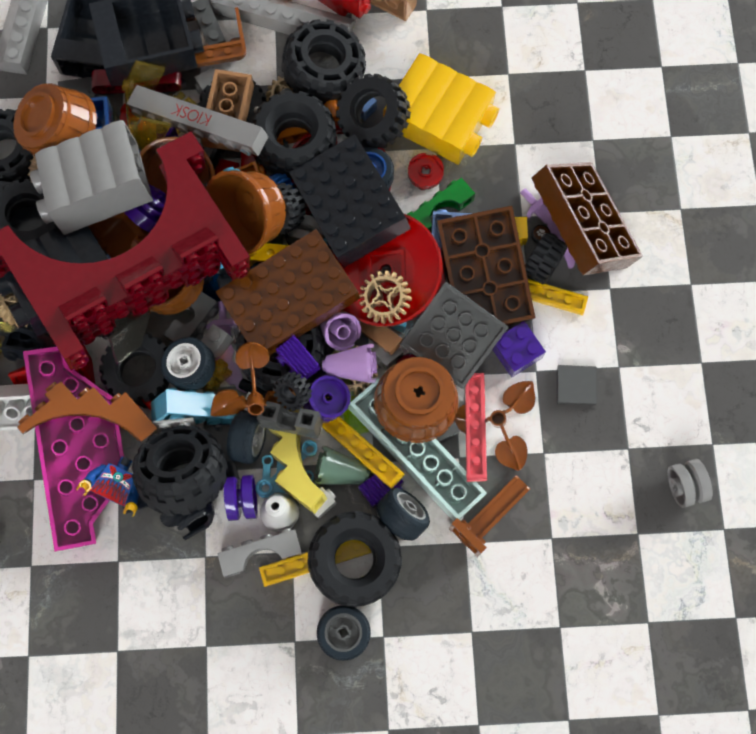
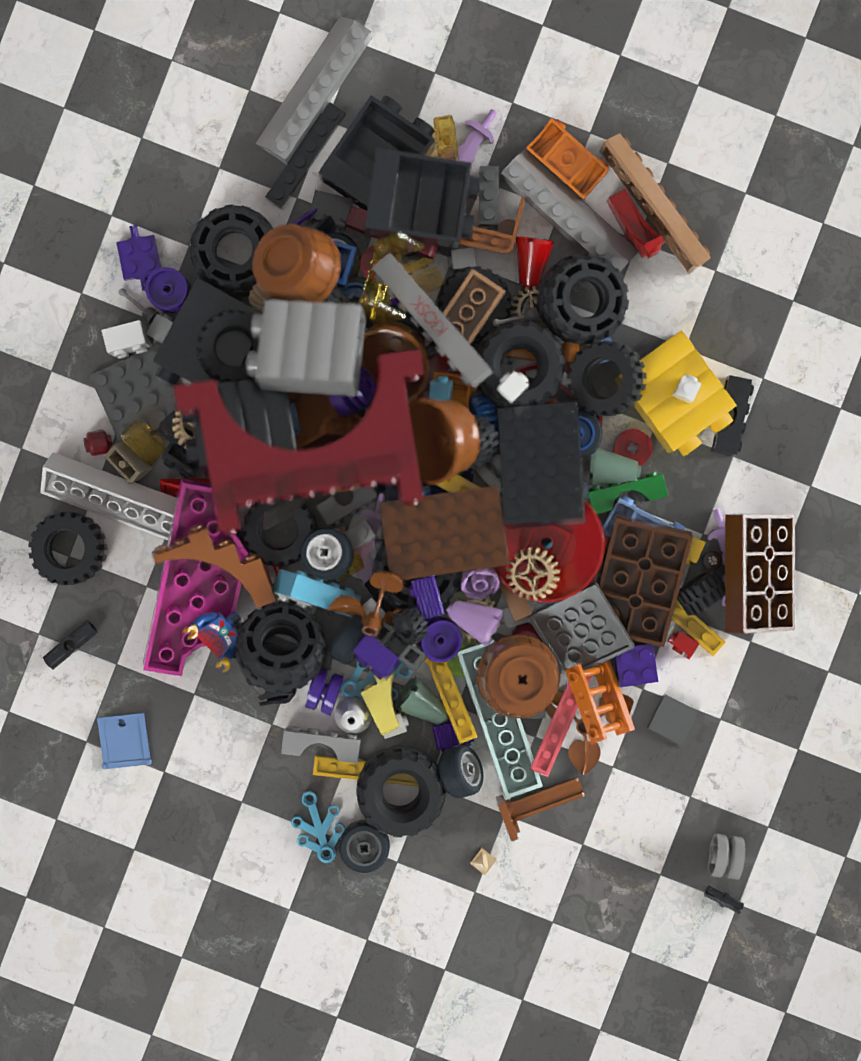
camera: 25 degrees right, 15 degrees up
(40, 53) = (305, 155): none -> black plate
(67, 640) = (124, 744): none -> medium blue container
(266, 55) = (532, 259): none -> red cone
(275, 437) = (377, 657): none -> dark purple brick
(292, 143) = (512, 386): none -> white brick
(293, 638) = (319, 830): none -> medium azure plant
(415, 190) = (612, 468): none -> sand green cone
(446, 91) = (686, 388): none -> white brick
(465, 596) = (483, 861): none -> tan tile
(503, 130) = (728, 440): none -> black arch
(506, 381) = (612, 696): none -> orange fence
(551, 313) = (683, 643): none -> red brick
(708, 528) = (724, 899): none -> black pin

